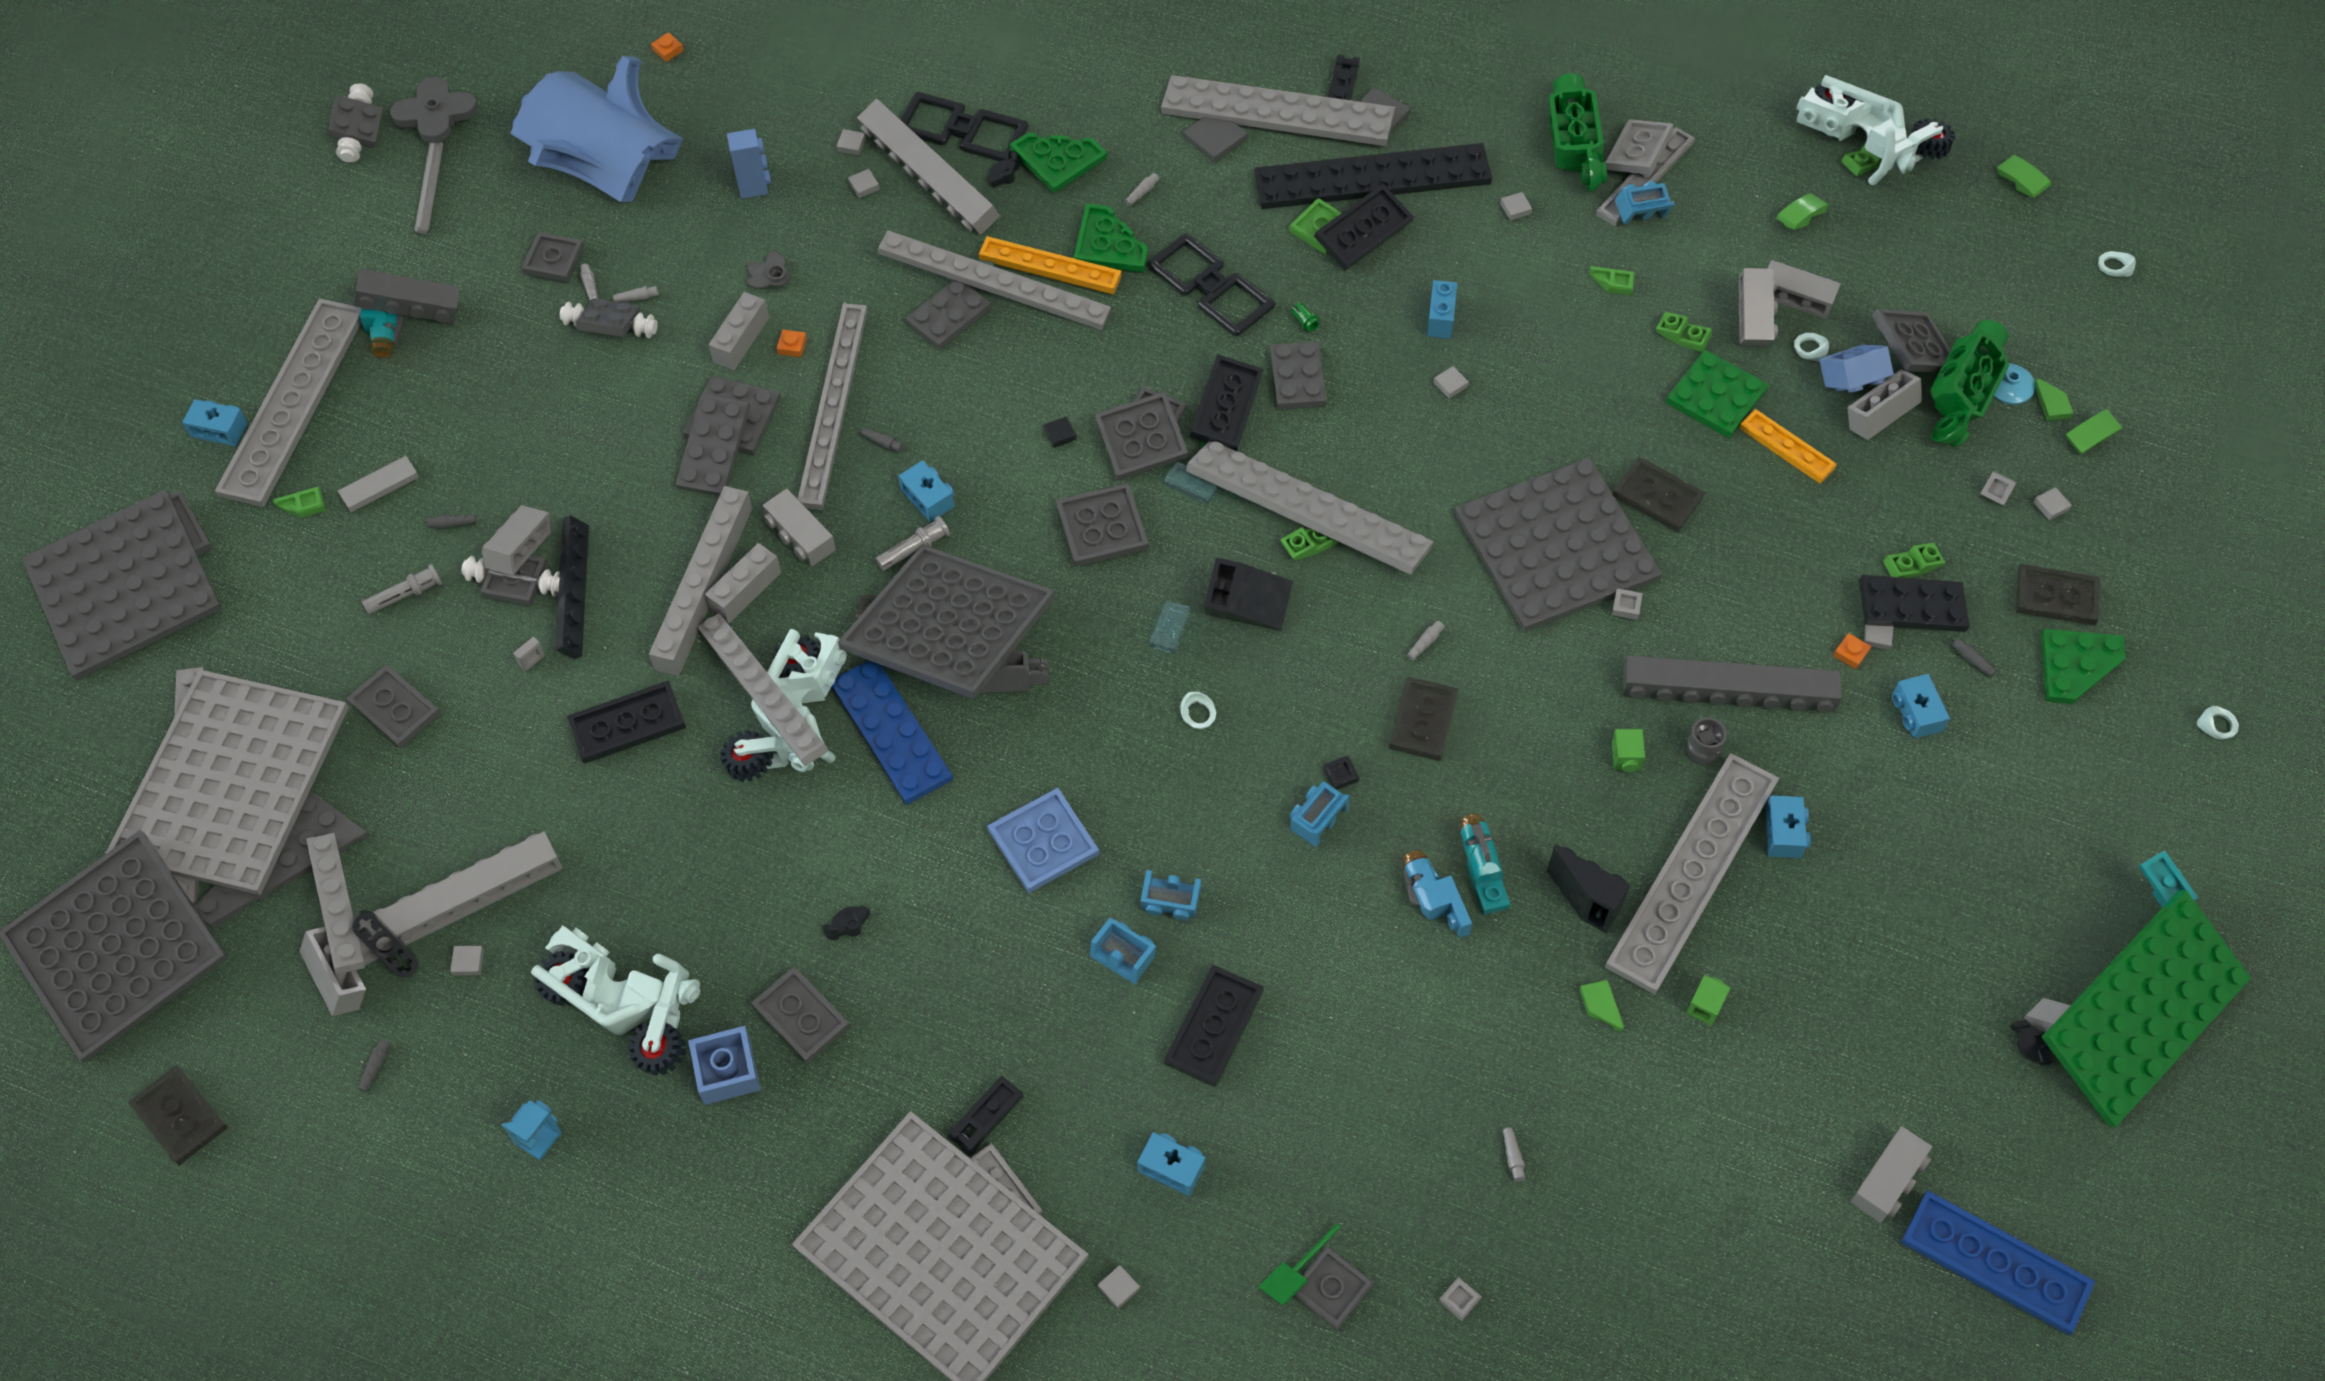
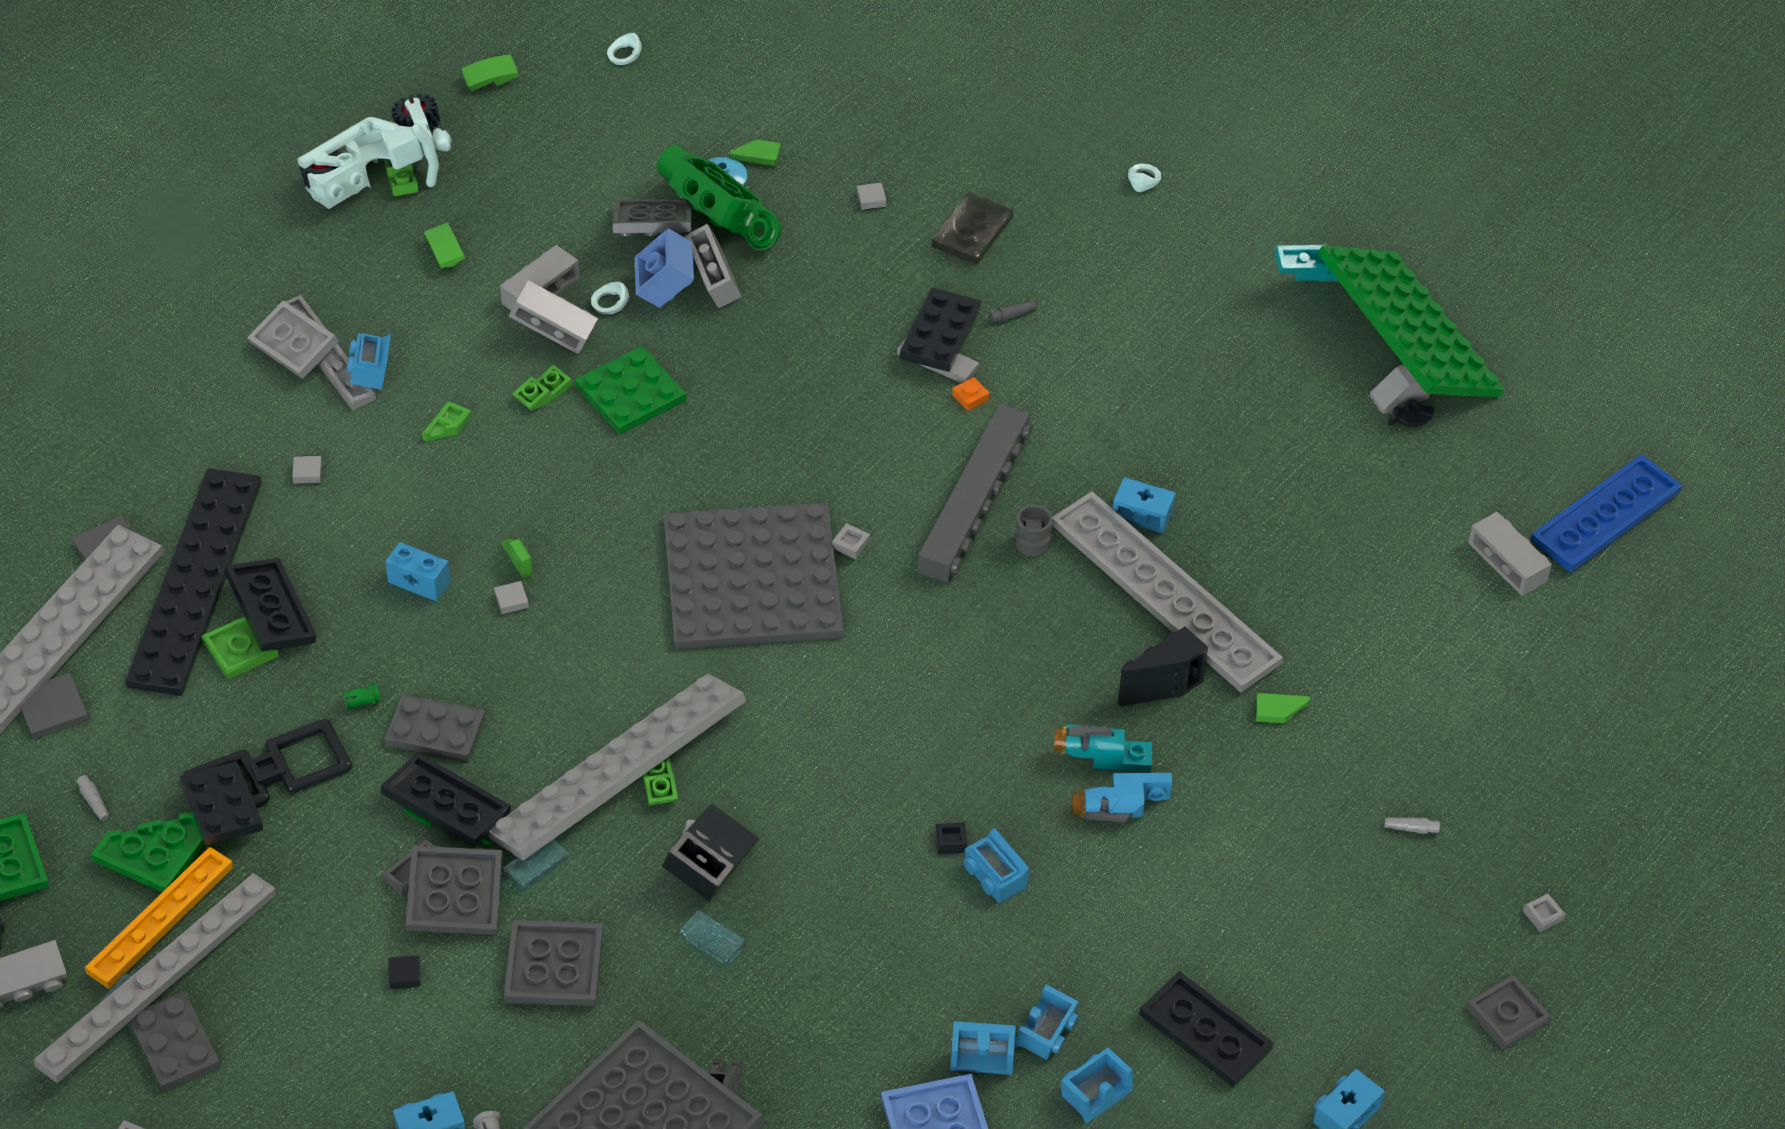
camera: 75 degrees left, 10 degrees down
(1123, 849) = (983, 1048): none -> dark azure window
(1162, 262) = (221, 803): none -> black plate
(1191, 698) = (817, 949): light aqua piece -> none
(1285, 1281) = (1495, 1047): green piece -> none
(1344, 80) = (41, 562): black plate -> none
(1423, 718) = (917, 746): clear smoke plate -> none
(1426, 640) = (823, 718): light grey animal -> none
(1493, 371) = (519, 556): none -> bright green tile
(1577, 130) = (244, 381): green brick -> none
(1628, 749) = (1018, 594): bright green brick -> none
(1658, 494) = (732, 473): clear smoke plate -> none
(1708, 999) = (1303, 623): bright green brick -> none
(1788, 446) = (719, 358): light orange tile -> none
(1916, 562) = (892, 314): bright green slope -> none
(1920, 706) = (1053, 364): dark azure brick -> none
(1998, 487) = (840, 223): light grey plate -> none
(2077, 662) = (1046, 244): green plate -> none
(2093, 431) = (809, 137): bright green slope -> none

